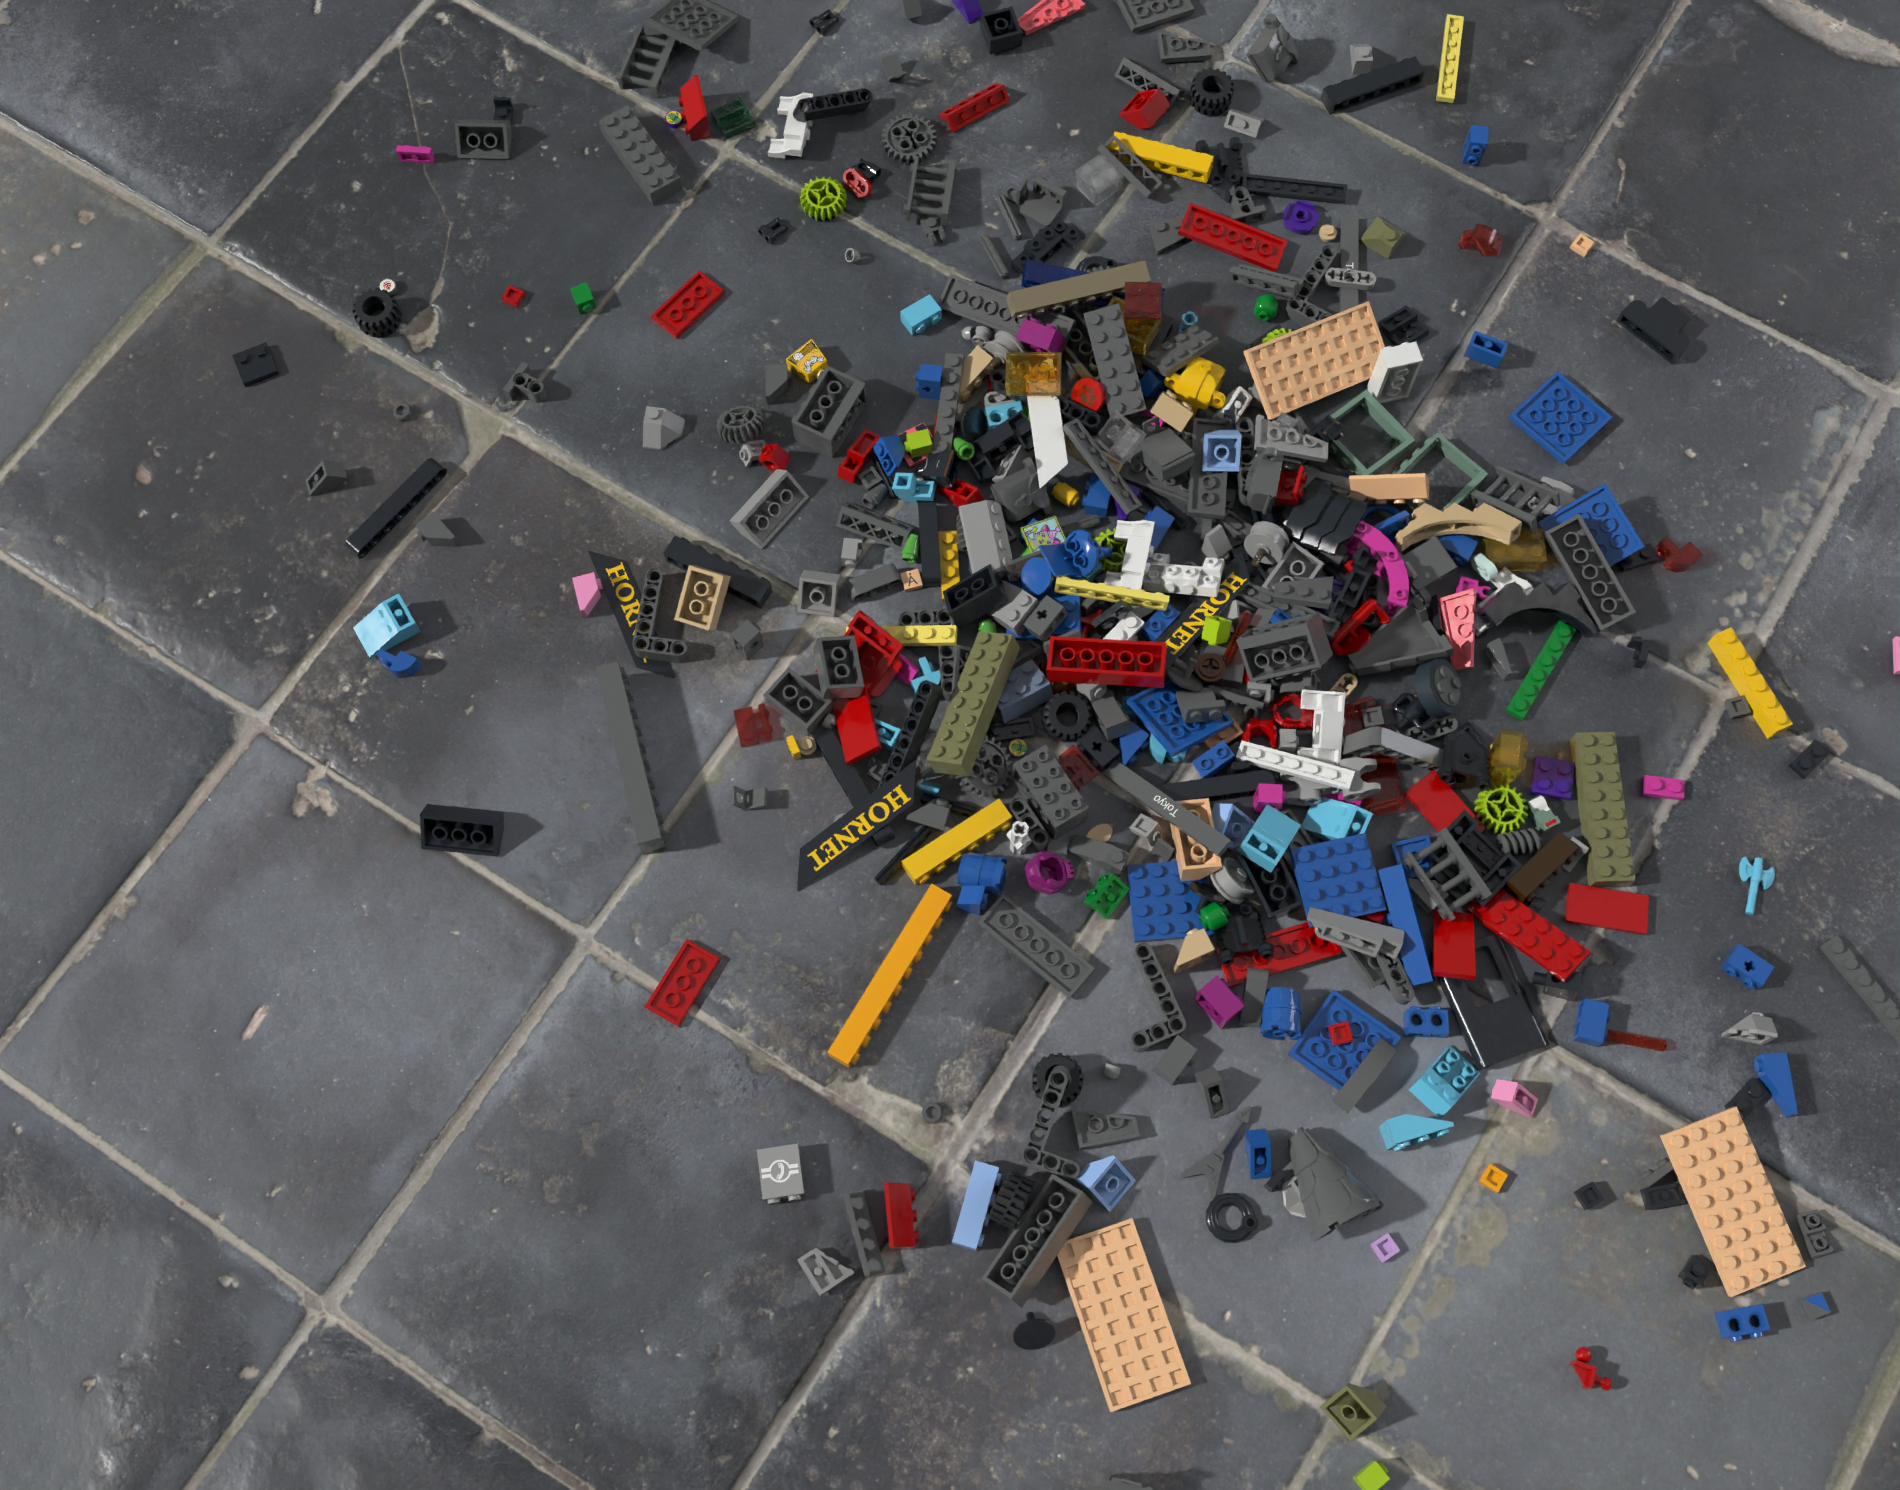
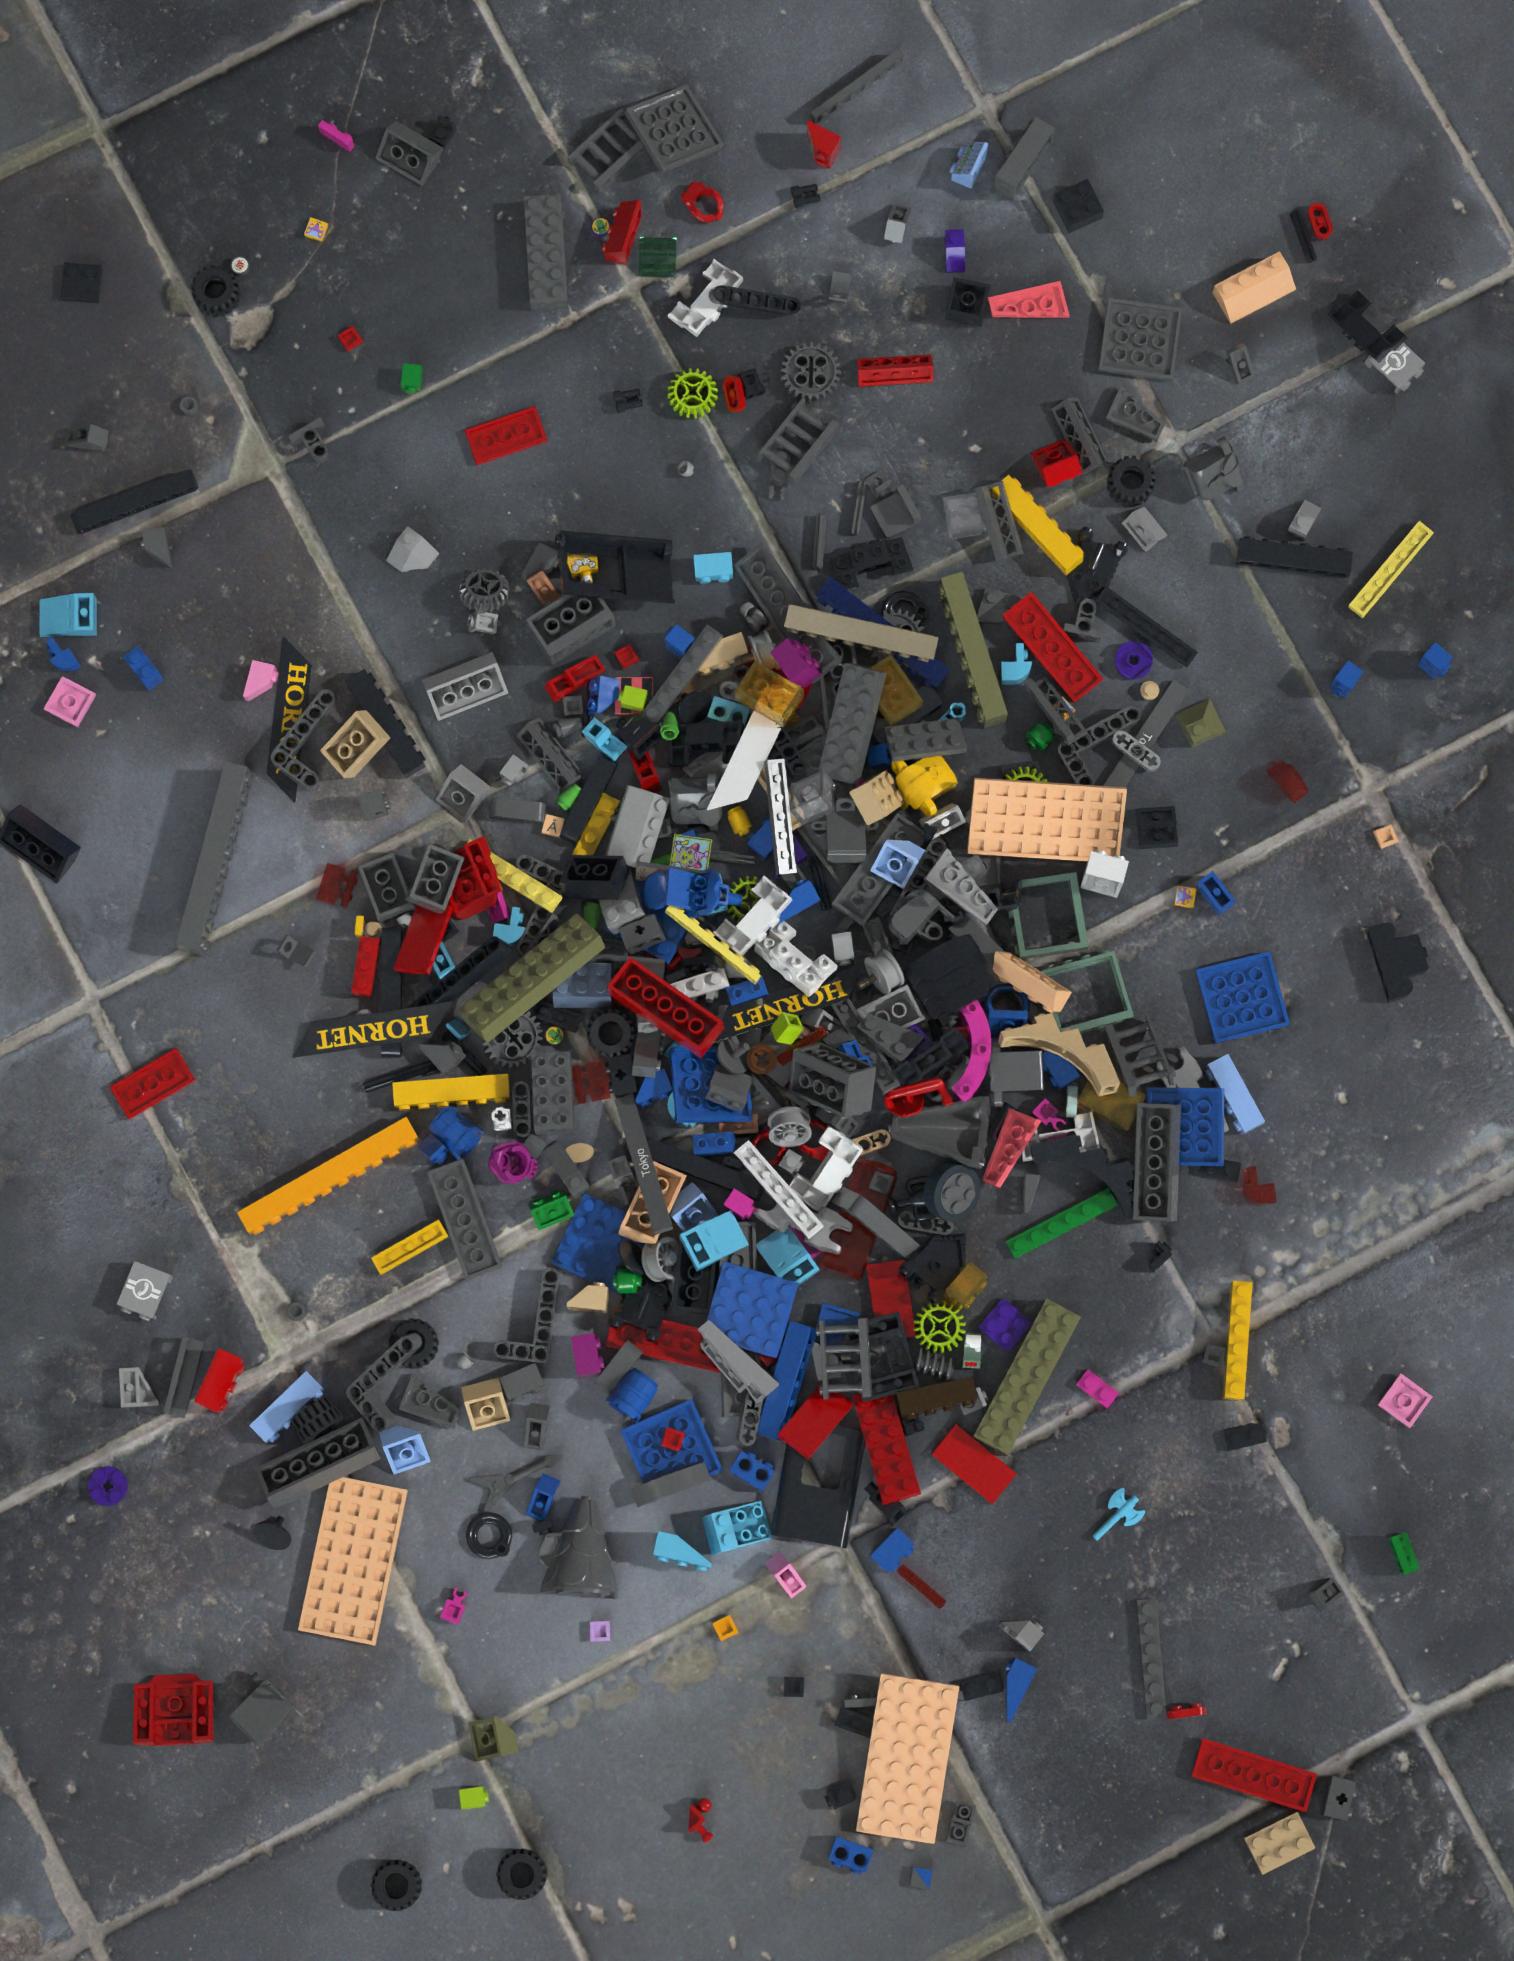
camera: 30 degrees right, 10 degrees up
(426, 697) = (70, 701): none -> bright pink plate
(437, 230) = (316, 229): none -> tile
(478, 635) = (143, 668): none -> blue brick
(747, 52) = (697, 190): none -> red piece
(774, 457) = (495, 640): red brick -> none
(788, 397) = (542, 587): none -> nougat plate
(819, 777) = (366, 967): none -> red brick
(858, 337) = (641, 566): none -> black piece
(860, 1383) = (115, 1494): none -> dark purple plate
(891, 418) = (626, 656): none -> red tile
(1001, 997) = (409, 1247): none -> yellow plate
(1089, 394) = (810, 740): red tile -> none
(1142, 300) = (912, 676): clear red plate -> none
(1154, 1098) = (485, 1404): none -> tan slope
(1173, 269) = (973, 650): none -> olive brick
(1214, 267) = (1017, 671): none -> medium azure brick
(1241, 1305) = (453, 1609): none -> dark pink plate
(1270, 707) = (789, 1126): none -> light grey wheel
(1290, 486) = (935, 932): red bracket -> none
(1461, 367) = (1185, 897): none -> tile
(1532, 99) = (1435, 661): none -> blue brick
(1628, 498) = (1236, 1094): none -> light blue brick
(1757, 968) = (1058, 1569): blue brick -> none

